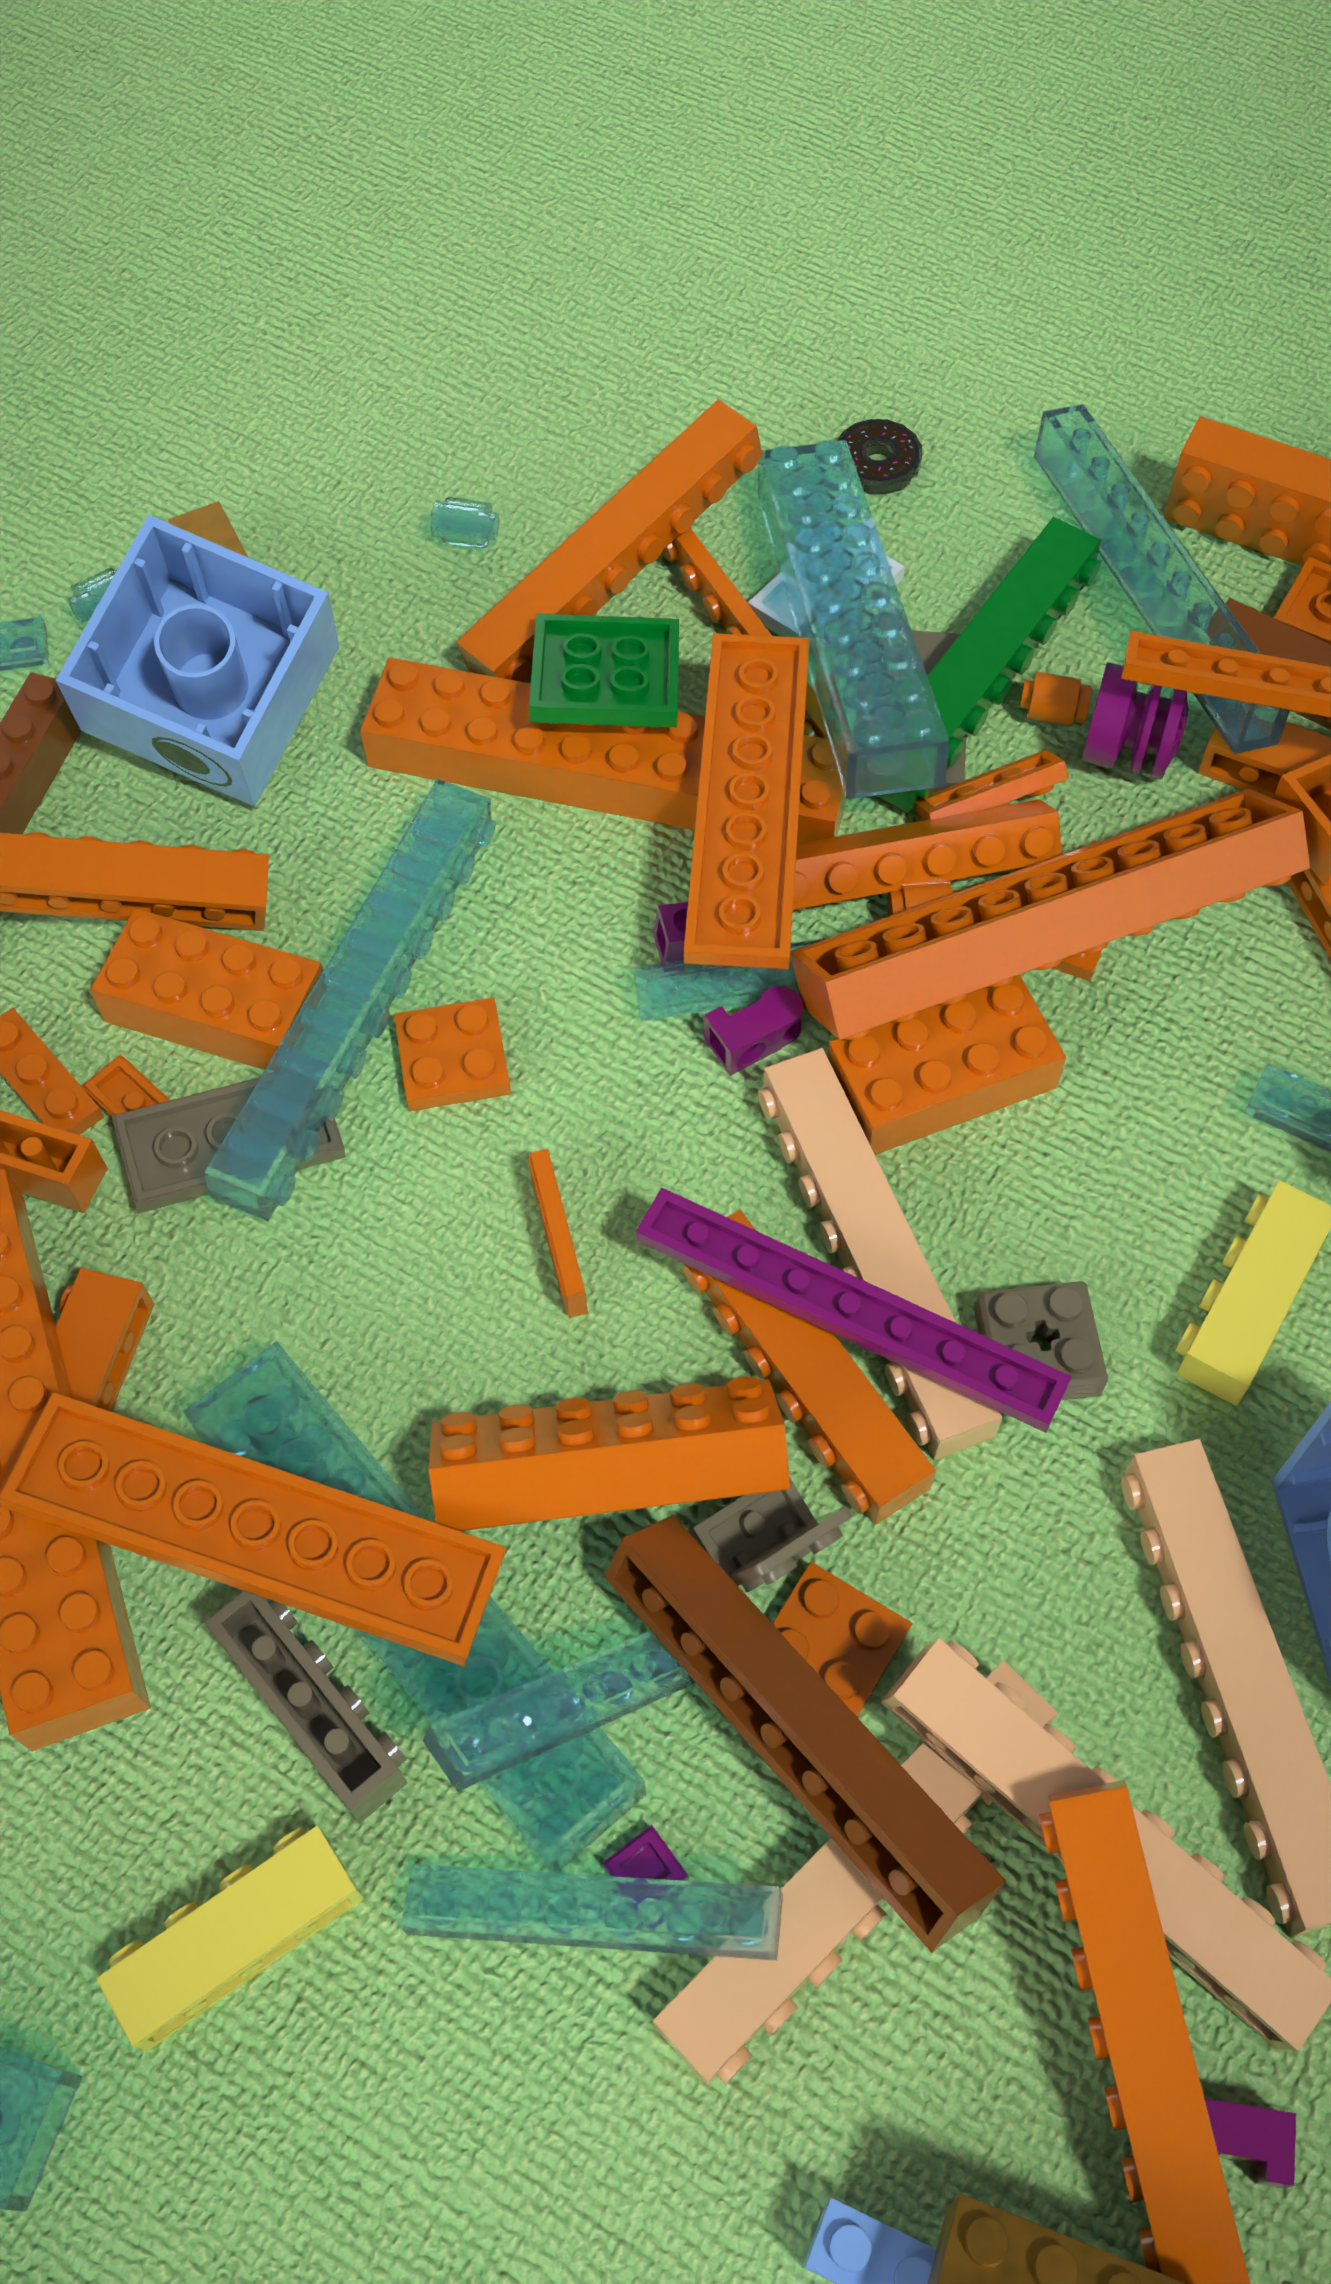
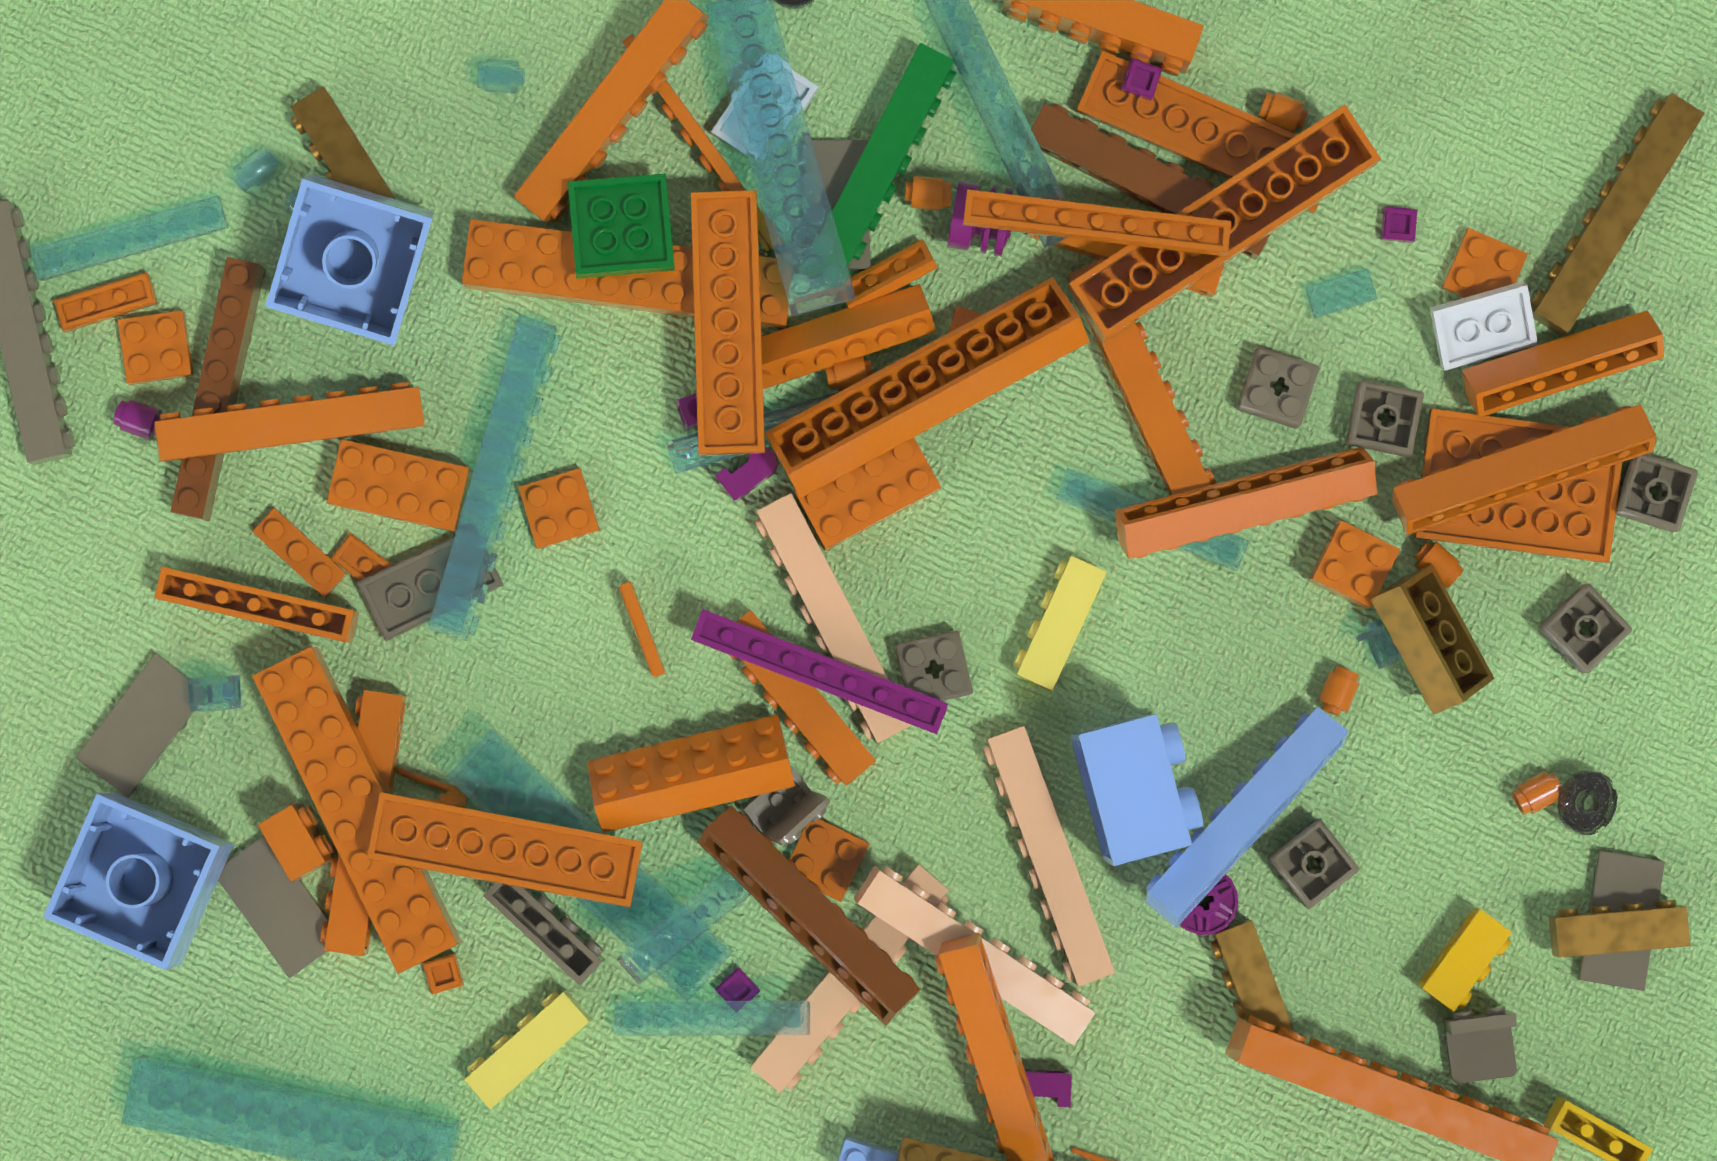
camera: 10 degrees left, 25 degrees up
(108, 1778) = (443, 973): none -> orange tile

